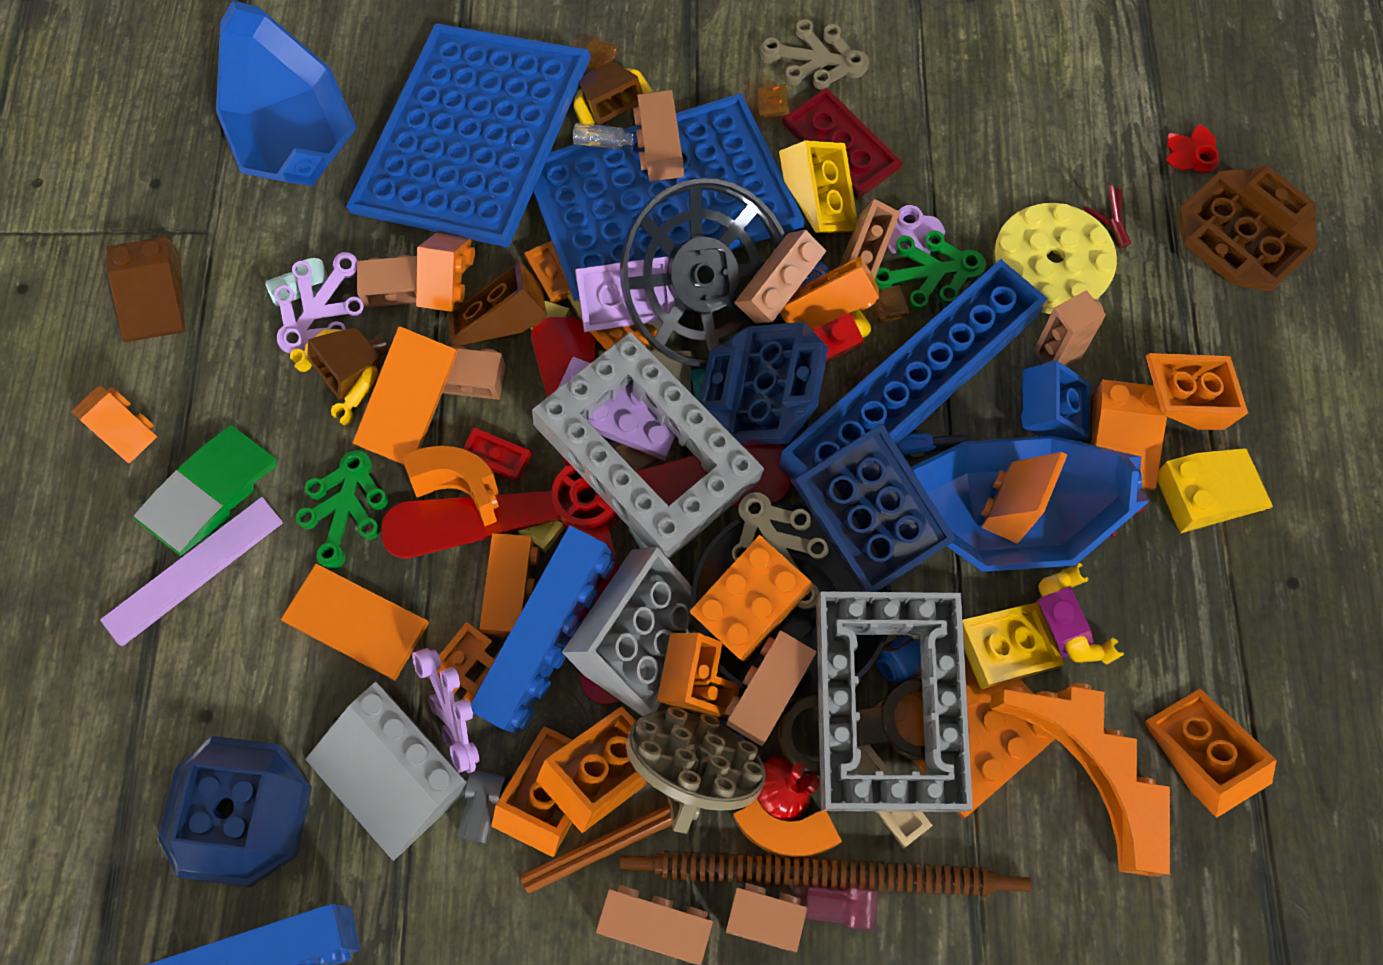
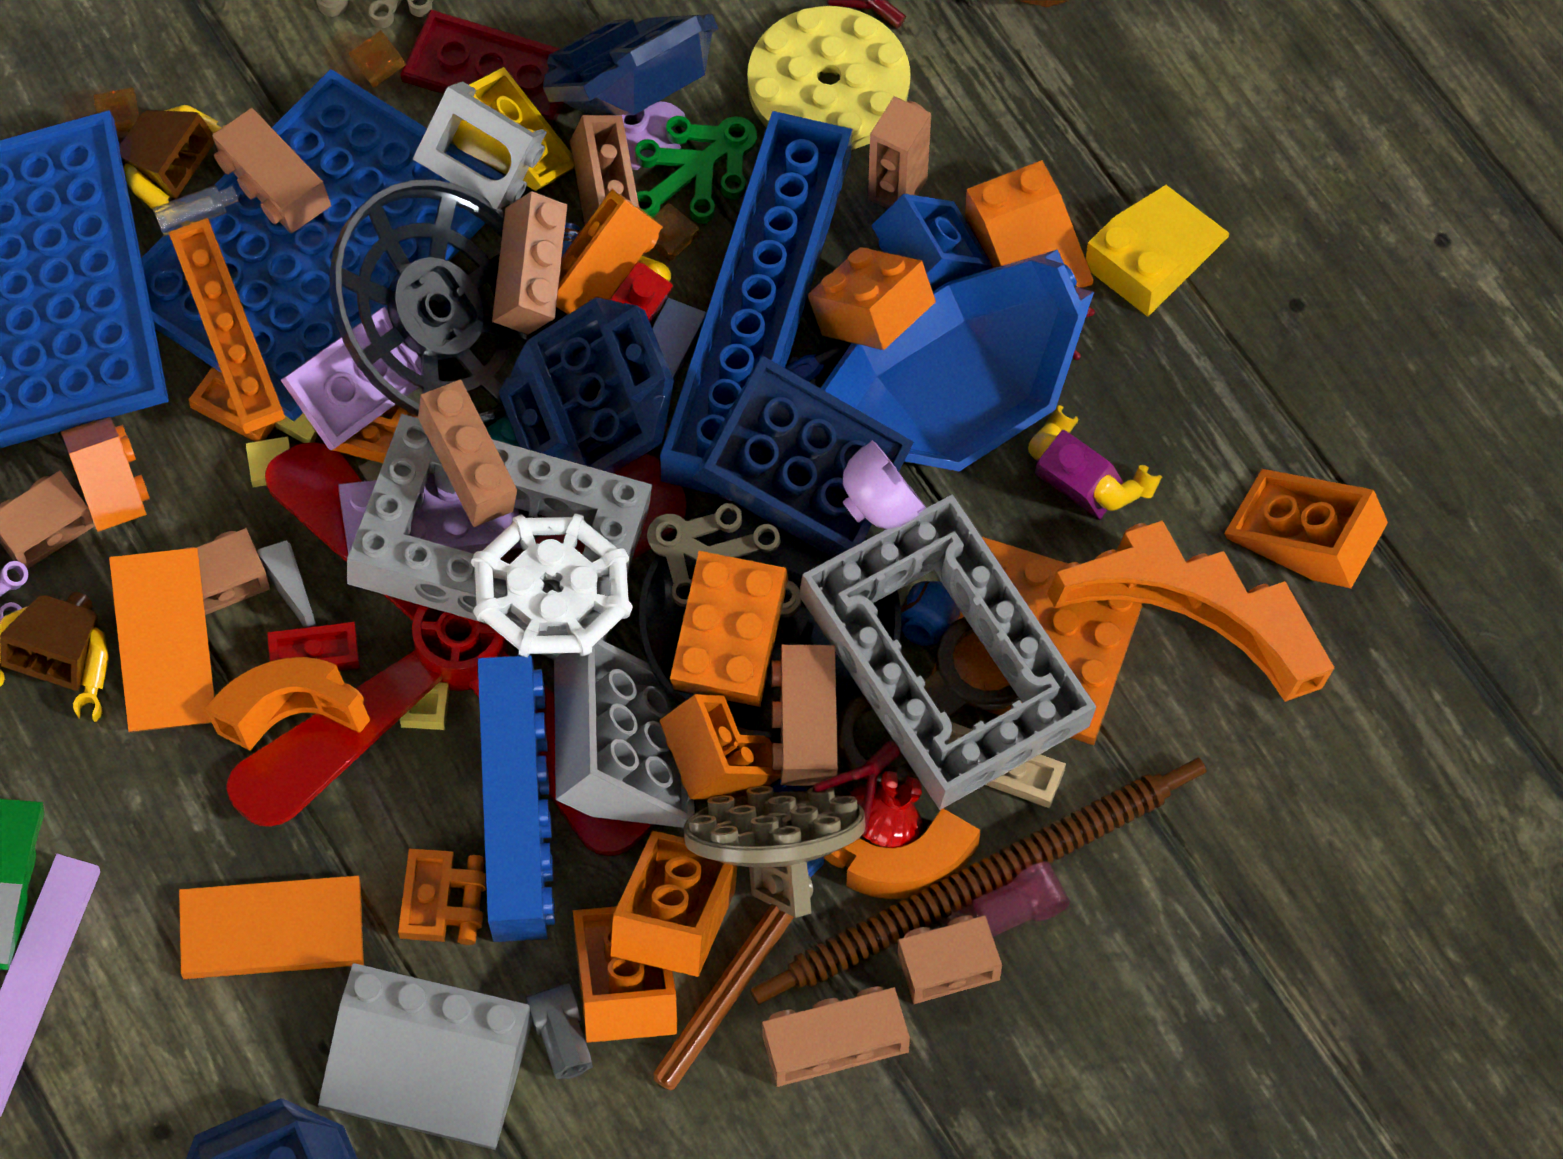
camera: 35 degrees left, 5 degrees down
(343, 504) = (165, 804): green plant -> none
(452, 713) = (503, 974): lavender plant -> none
(499, 309) = (204, 480): reddish brown slope -> none
(507, 582) = (432, 783): orange brick -> none
(510, 397) = (285, 576): none -> light grey slope
(569, 219) = (227, 326): none -> orange plate
(638, 519) = (551, 562): none -> white plate
(649, 381) = (467, 453): none -> nougat brick
(780, 753) = (870, 771): none -> dark red plant
(787, 152) = (522, 144): none -> light grey panel
(845, 375) = (677, 332): none -> light blue tile
(909, 562) = (878, 490): none -> lavender cylinder
(926, 181) = (630, 64): none -> dark blue piece
(992, 420) = (871, 298): none -> orange brick
(1009, 645) = (1037, 530): yellow plate -> none
(1021, 495) = (954, 363): orange slope -> none
(1197, 389) = (1076, 145): orange slope -> none

